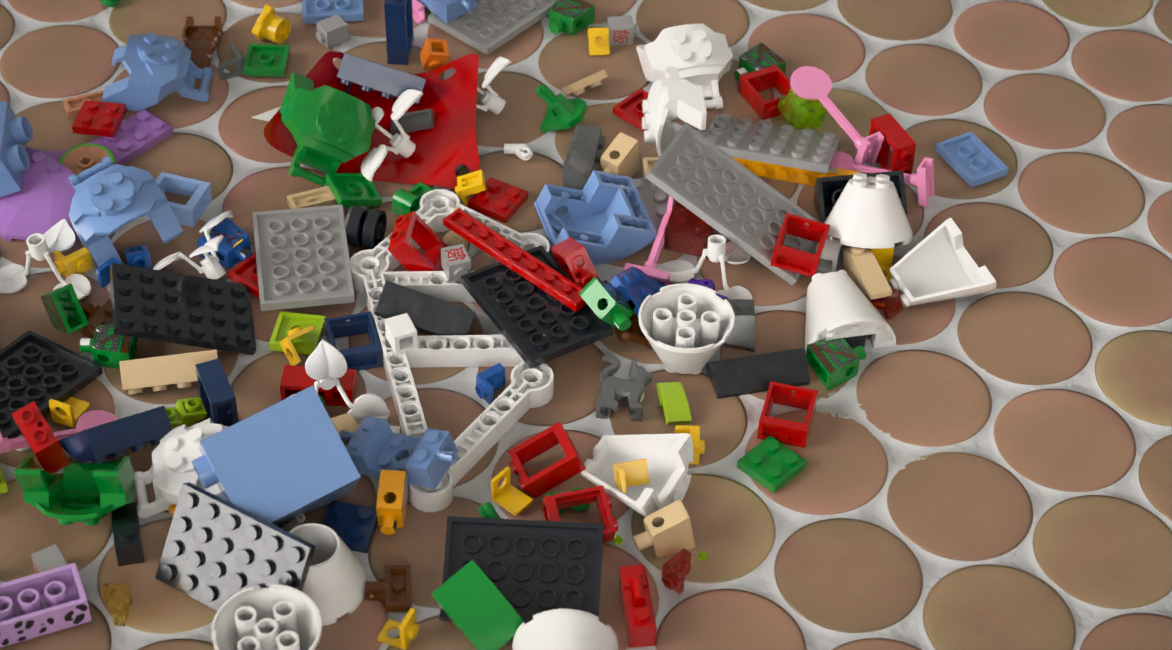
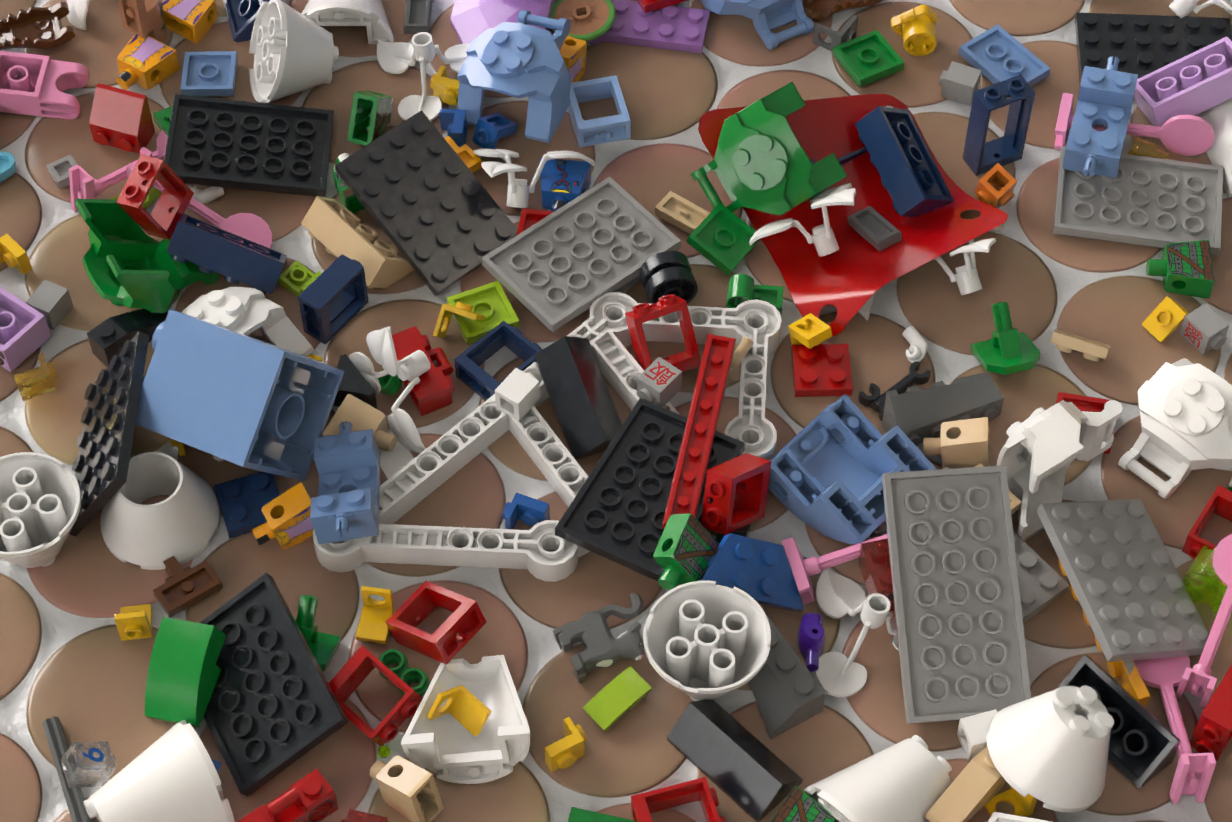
camera: 60 degrees right, 10 degrees up
(68, 411) = (256, 203): yellow bracket -> none
(537, 185) = (877, 401): none -> black bar
(795, 259) = (966, 662): red window -> none

